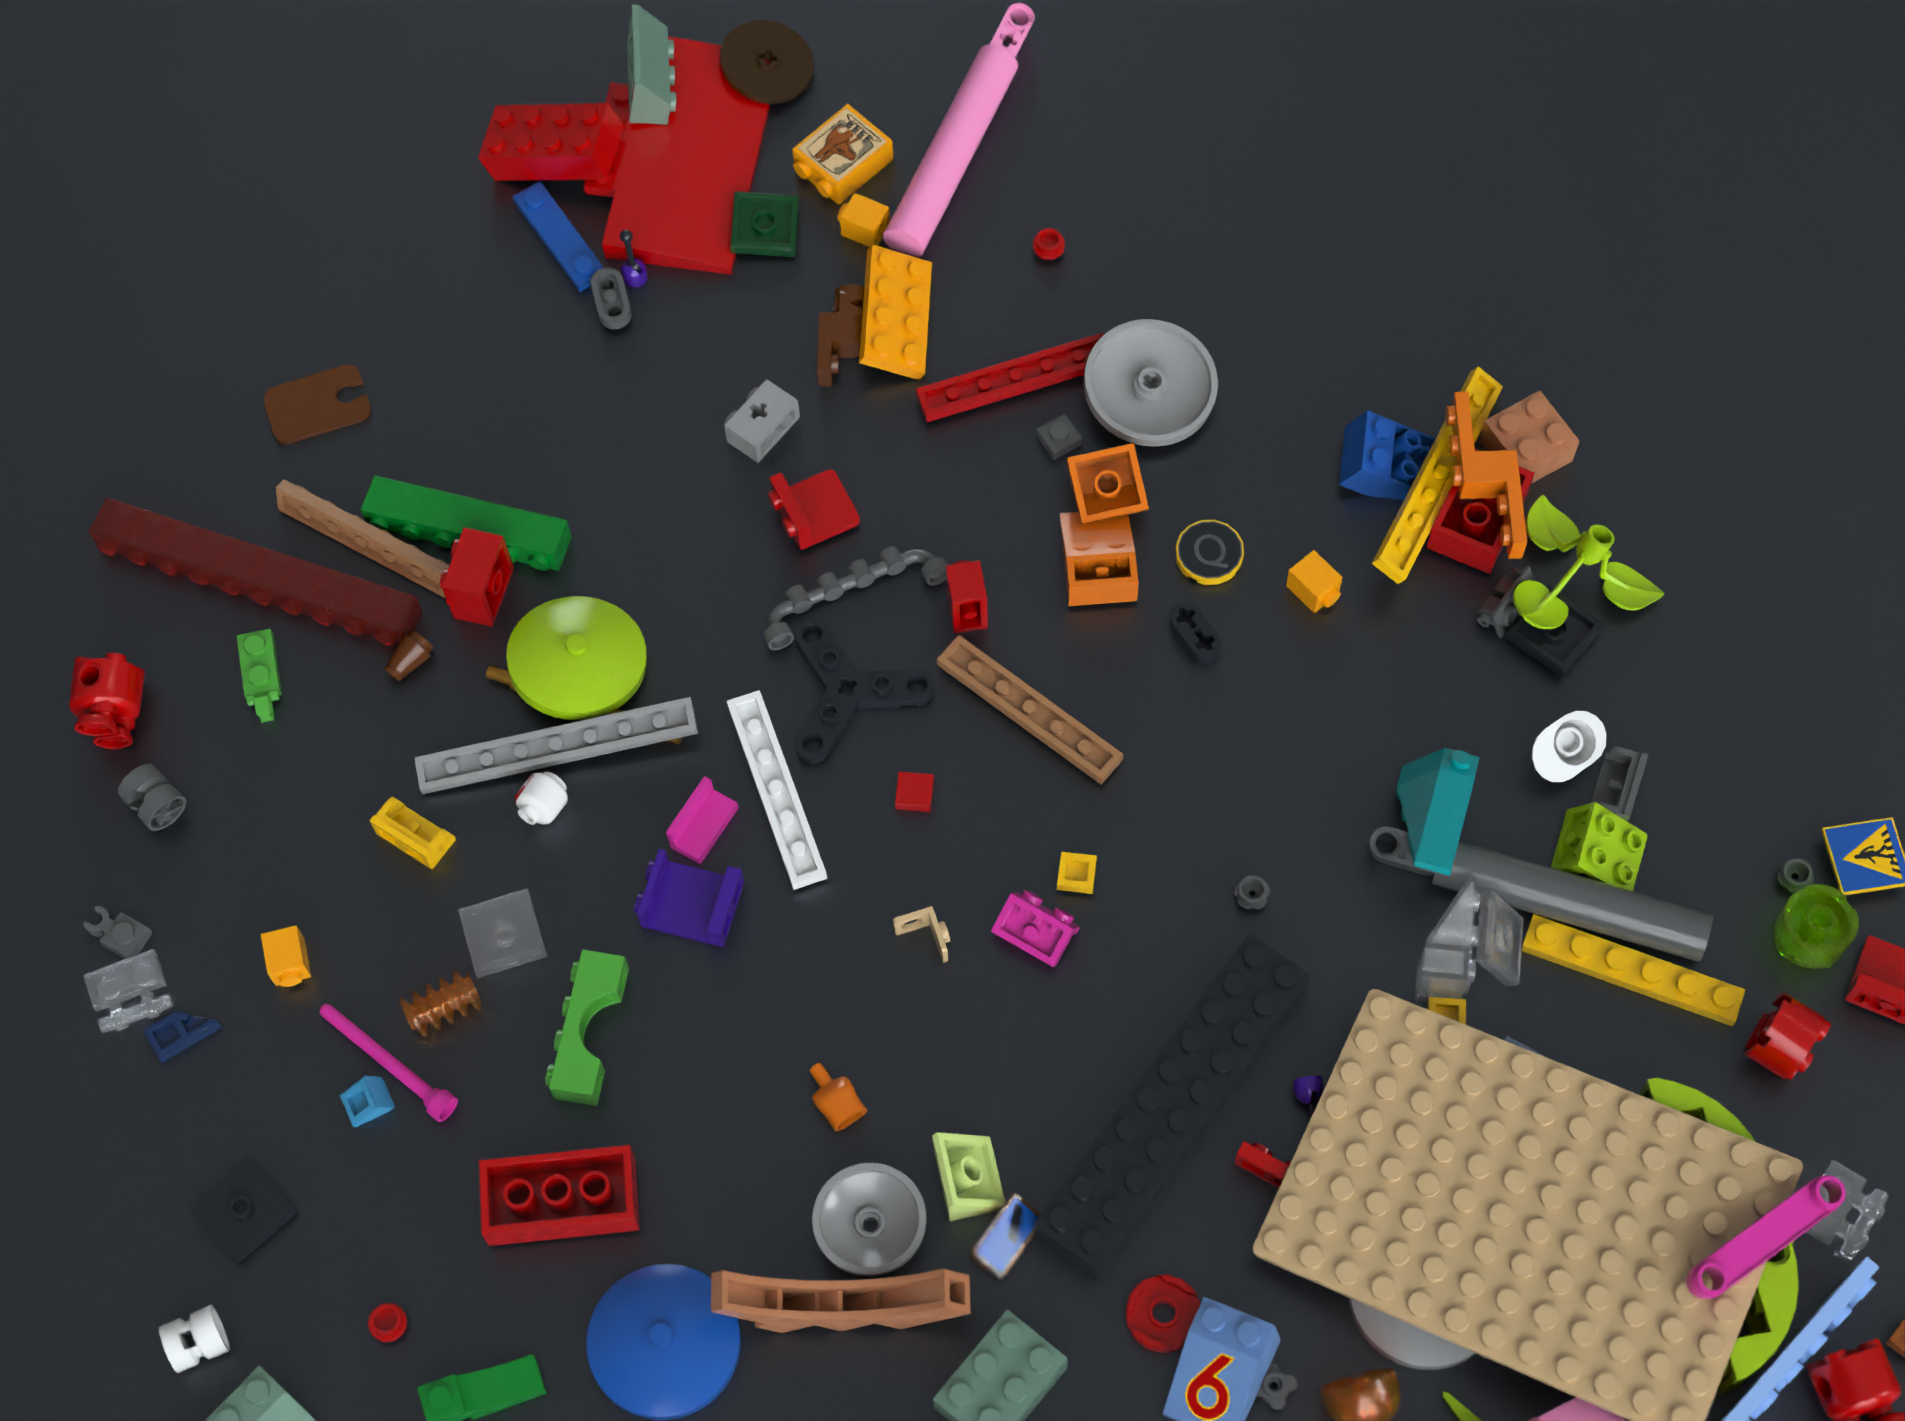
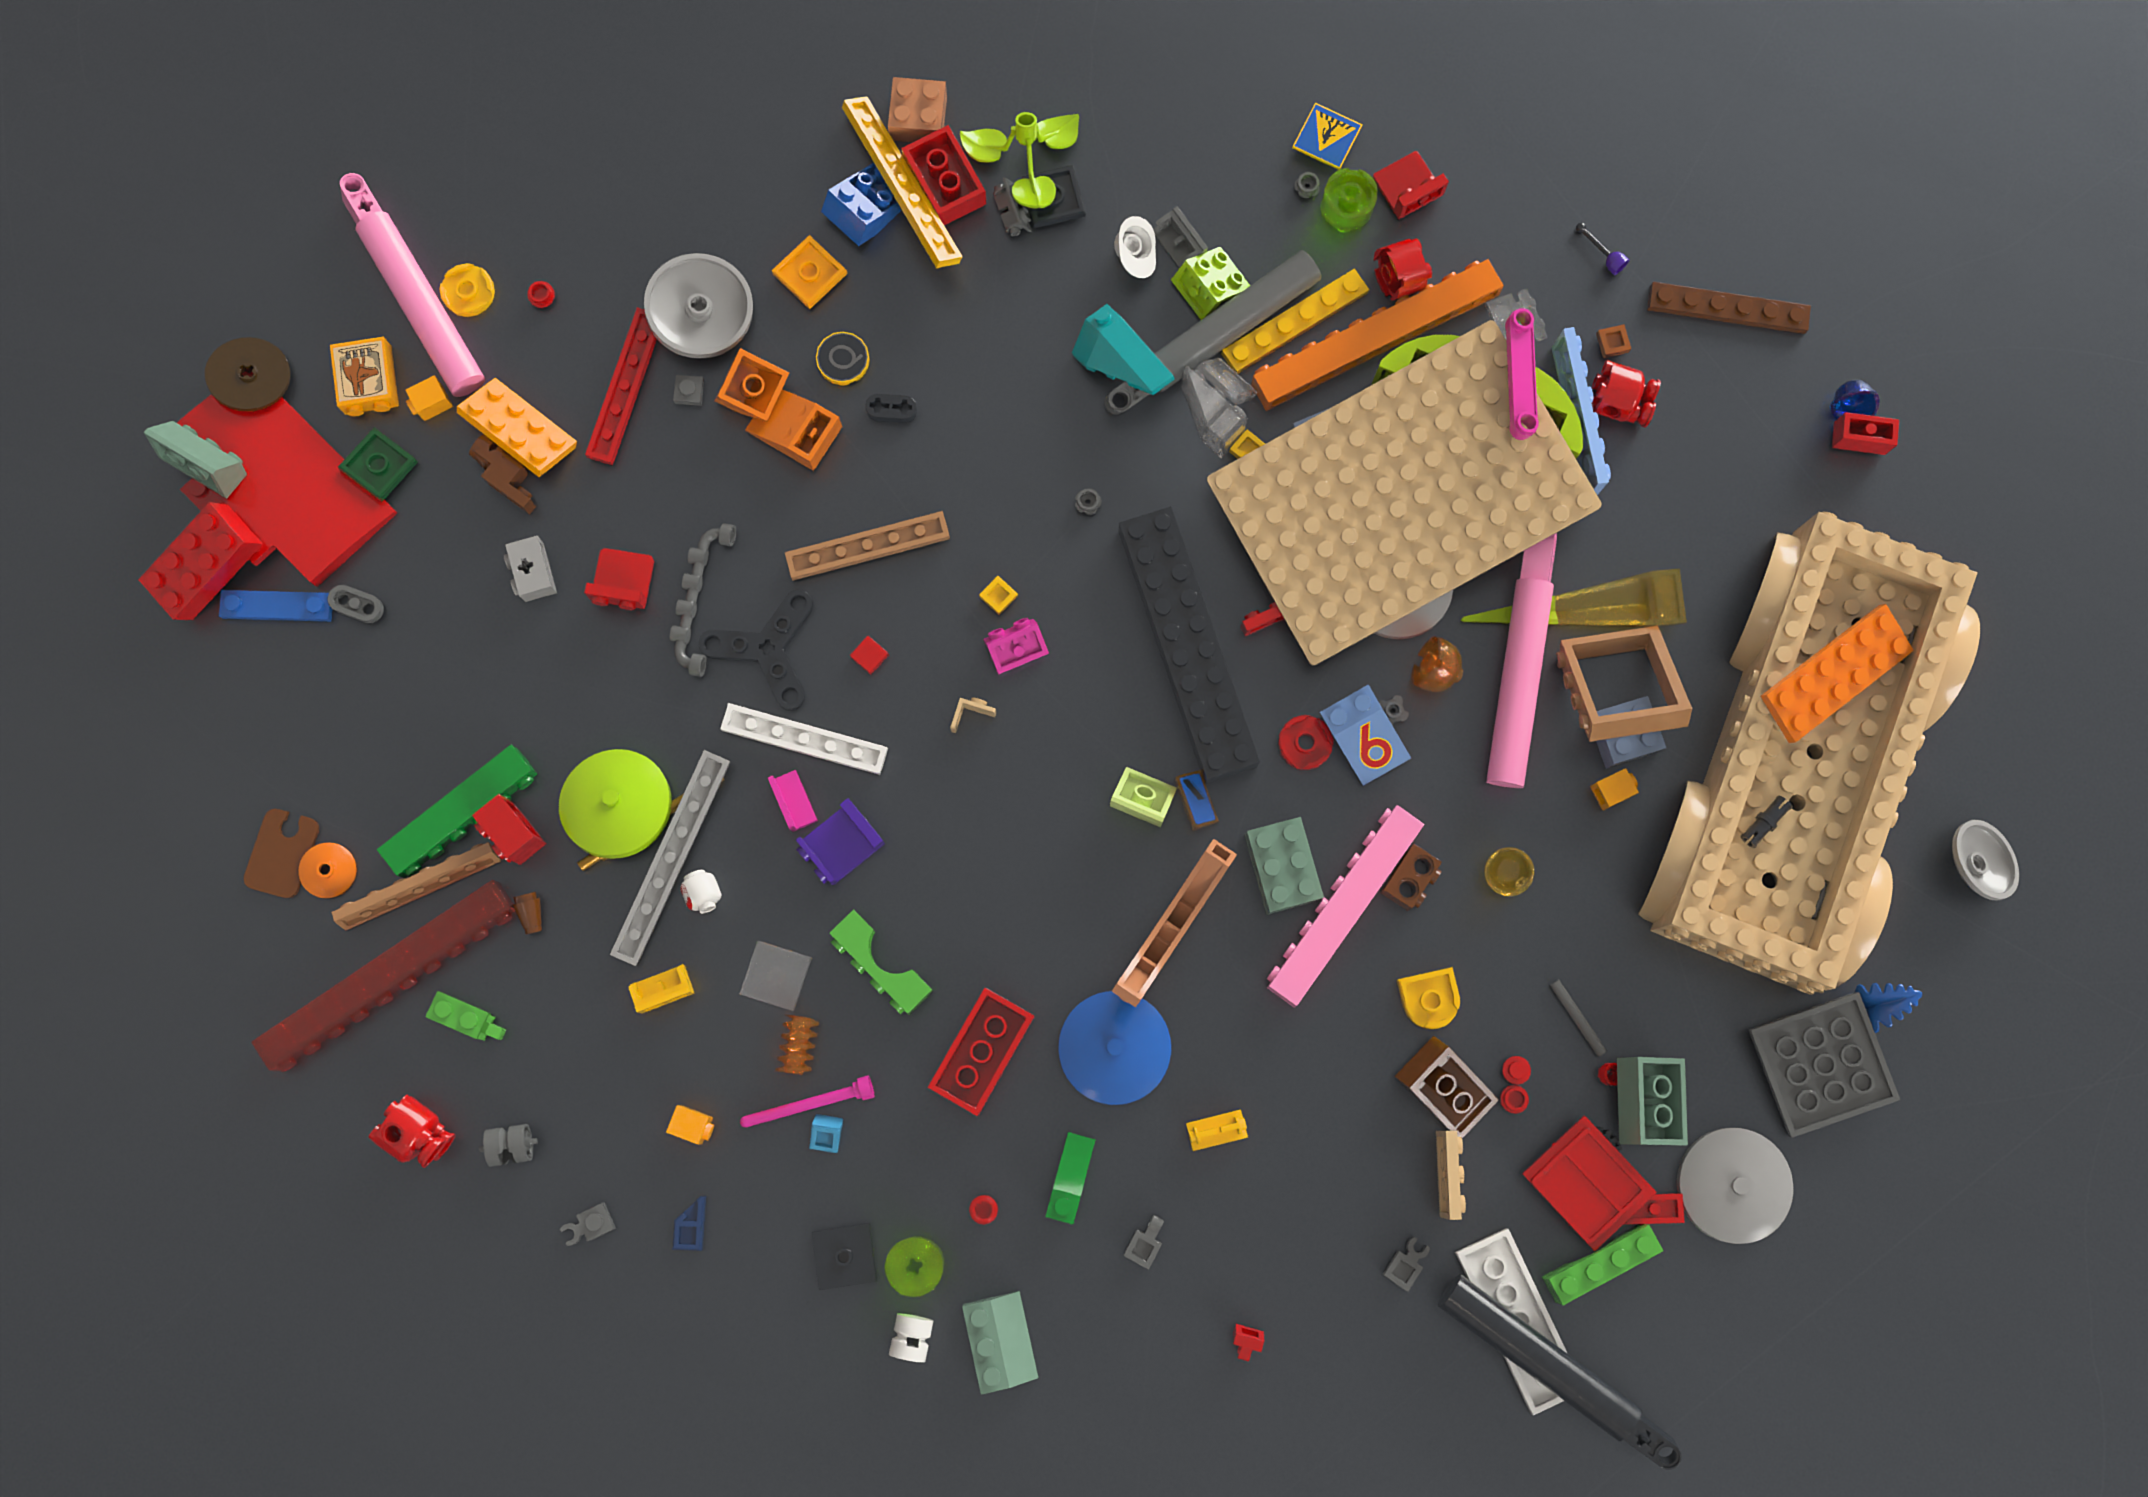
camera: 60 degrees left, 15 degrees up
(125, 981) = (629, 1240): clear plate -> none
(265, 1270) = (907, 1281): none -> clear neon green brick
(330, 466) = (341, 873): none -> orange dish
(632, 265) = (341, 572): hinge -> none
(836, 1099) = (1036, 842): orange piece -> none
(864, 1195) = (1137, 854): light grey dish -> none
(966, 596) = (764, 528): red brick -> none
(1000, 182) = (467, 290): none -> yellow tile
(1273, 460) = (809, 272): none -> light orange plate
(1309, 1091) = (1236, 561): dark purple hinge -> none
(1314, 582) = (914, 311): light orange brick -> none
(1487, 475) = (931, 153): orange bracket -> none
(1676, 1055) = (1376, 334): none -> orange brick

